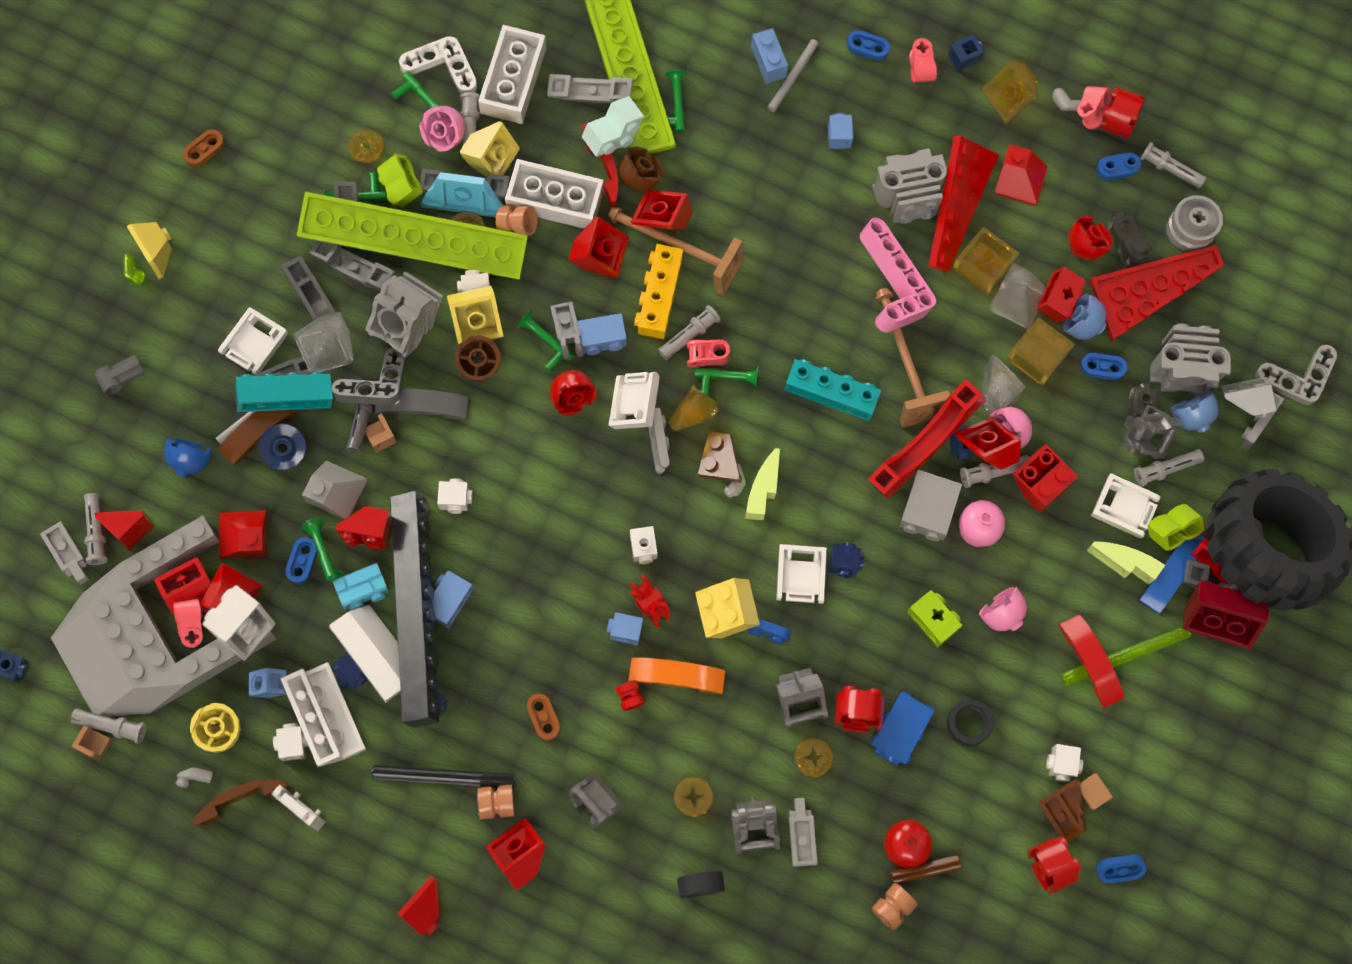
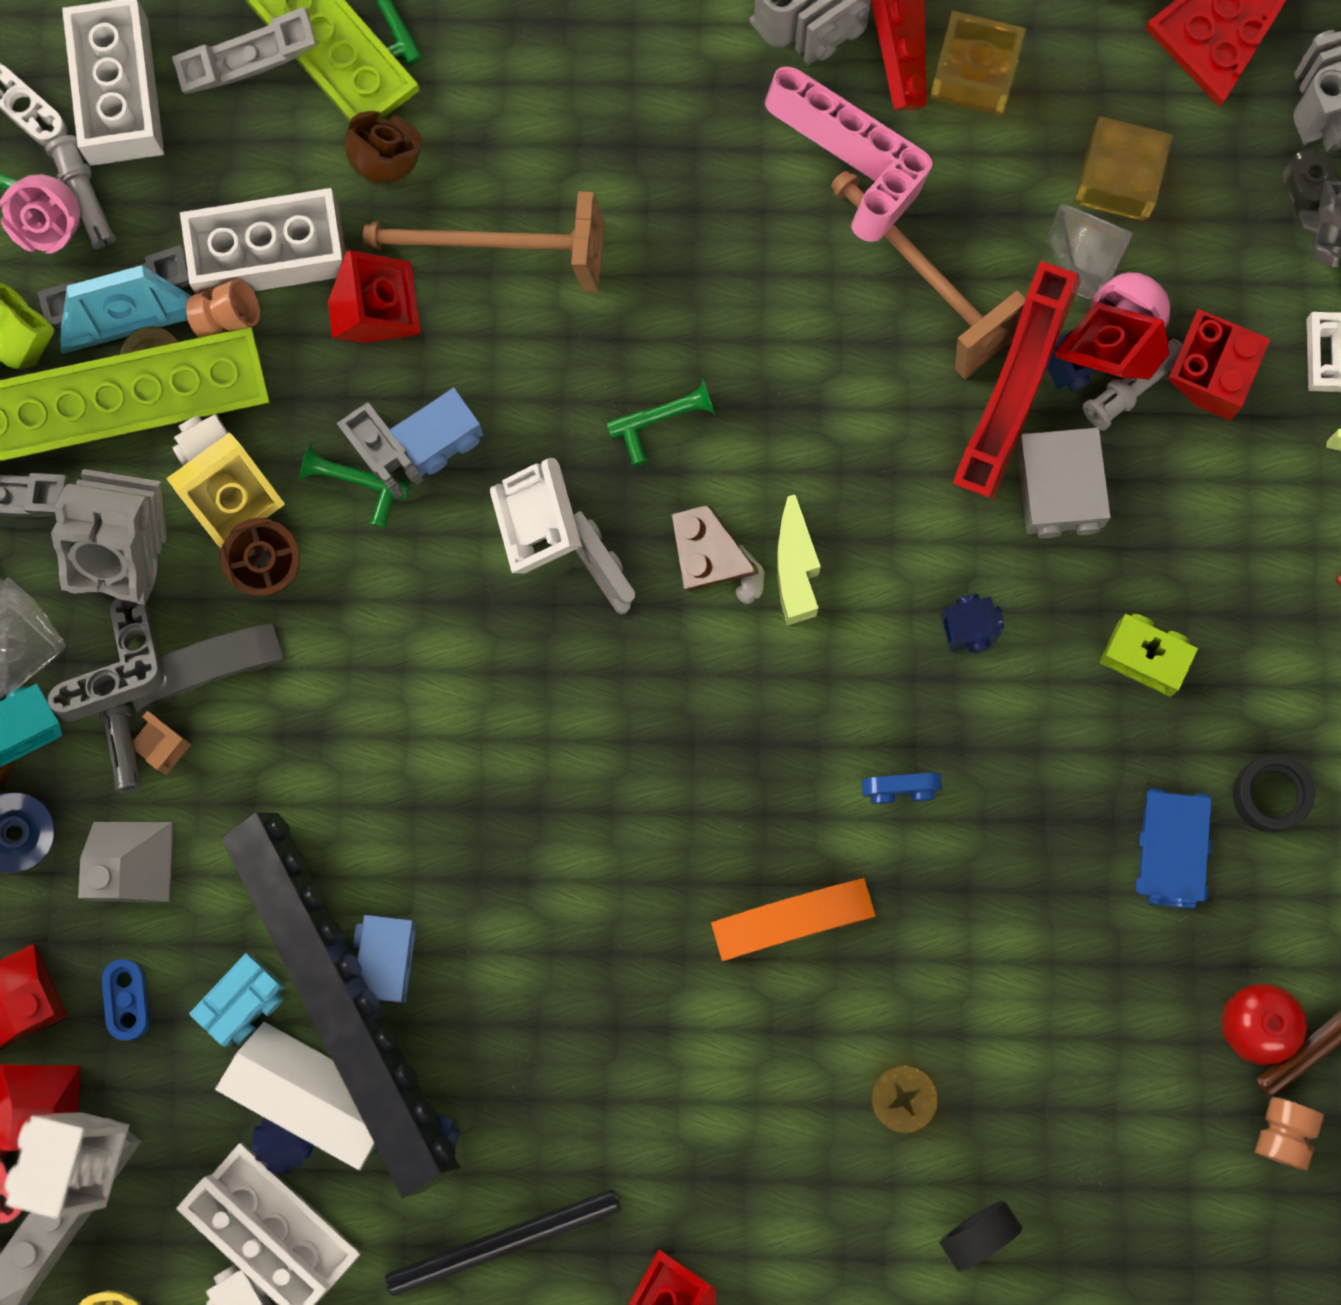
camera: 15 degrees left, 5 degrees up
(266, 683) = (157, 1222): medium blue brick -> none
(314, 528) = (122, 940): green piece -> none
(367, 527) = (206, 902): red slope -> none
(454, 496) = (320, 790): white brick -> none
(490, 150) = (131, 216): light yellow slope -> none
(495, 802) = (603, 1248): nougat wheel -> none
(543, 717) = (616, 1079): dark orange plate -> none
(571, 392) = (431, 544): red cylinder -> none
(597, 798) = (761, 1176): flat silver piece -> none
(610, 186) = (292, 135): red slope -> none
(614, 129) = (314, 98): light aqua brick -> none
(625, 628) = (681, 882): medium blue brick -> none
(629, 695) = (734, 975): red wheel -> none
(643, 537) = (647, 725): white brick -> none
(650, 601) = (703, 824): red pin -> none
(660, 291) = (497, 327): yellow brick -> none
(663, 210) = (446, 196): red slope -> none
(693, 410) = (633, 492): clear yellow slope -> none
(696, 327) = (579, 357): light grey pin -> none
(706, 353) = (612, 393): coral piece -> none
(727, 608) = (827, 782): light yellow brick -> none
(755, 816) = (1014, 1090): flat silver piece -> none
(797, 689) = (993, 858): flat silver piece -> none
(801, 578) = (916, 682): white container -> none
(802, 835) = (1098, 1084): light grey hinge -> none
(806, 766) = (1041, 948): clear yellow gear -> none
(832, 389) = (833, 365): teal brick -> none
(859, 709) = (1100, 850): red brick -> none
(981, 523) = (1152, 475): bright pink cylinder -> none
(1005, 611) = (1252, 595): bright pink cylinder -> none
(1018, 296) = (1051, 97): clear slope -> none
(1061, 294) = (1114, 67): red brick -> none
(1087, 319) = (1169, 87): medium blue cylinder -> none
(1102, 366) = (1224, 151): blue plate -> none

